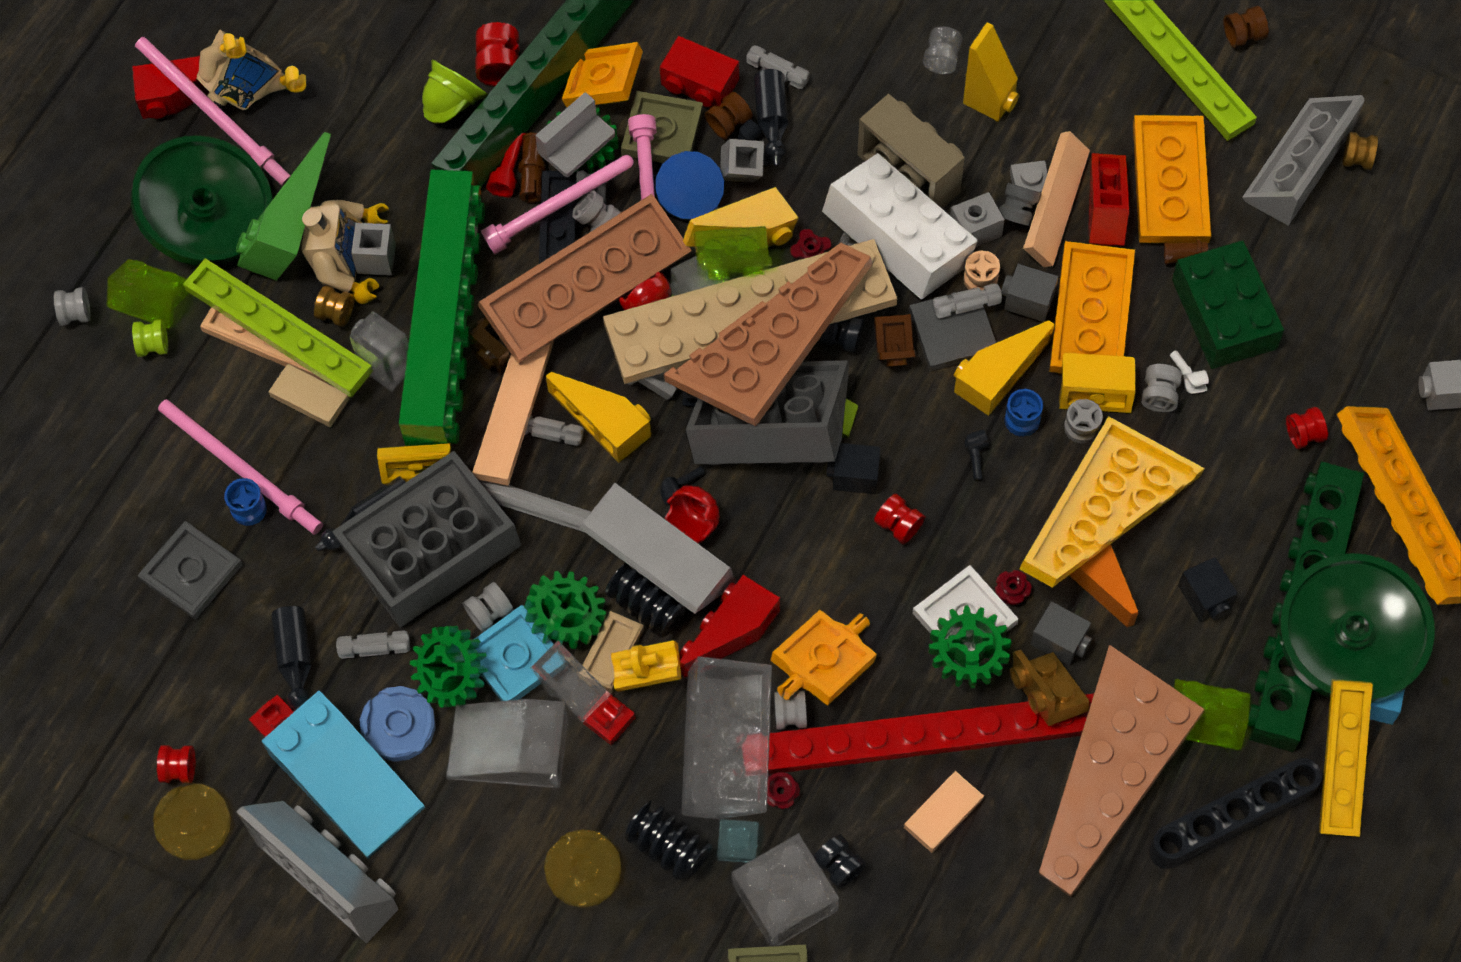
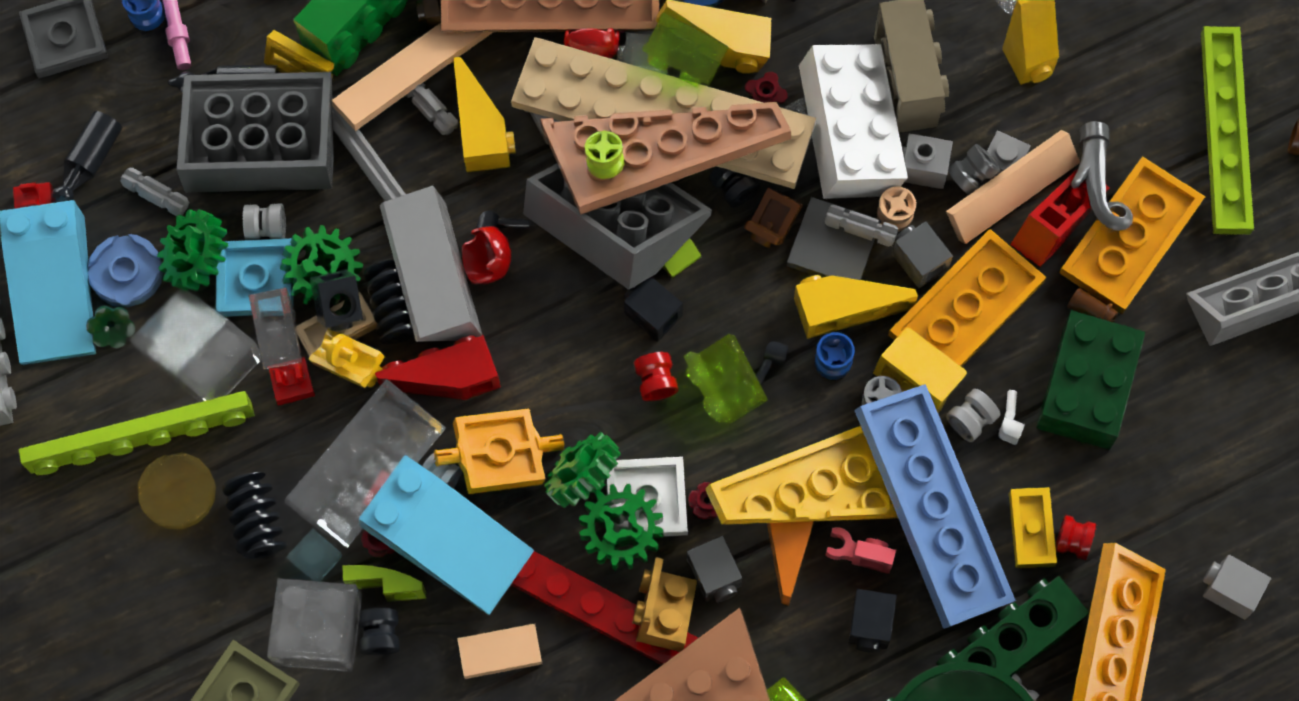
camera: 35 degrees right, 5 degrees up
(425, 774) = (110, 327): none -> dark green plant
(507, 854) = (123, 436): none -> lime plate
(590, 623) = (327, 286): none -> black brick
(745, 356) = (597, 148): none -> lime wheel
(821, 816) = (395, 584): none -> lime slope
(837, 746) = (445, 535): none -> medium azure slope
(904, 625) = (582, 469): none -> green gear
(956, 485) = (725, 380): none -> clear neon green bracket
(1090, 128) = (1092, 167): none -> dark grey plant
(1165, 544) = (869, 554): none -> coral plate
(1190, 471) = (934, 505): none -> medium blue plate
(1269, 442) = (1032, 527): none -> yellow plate

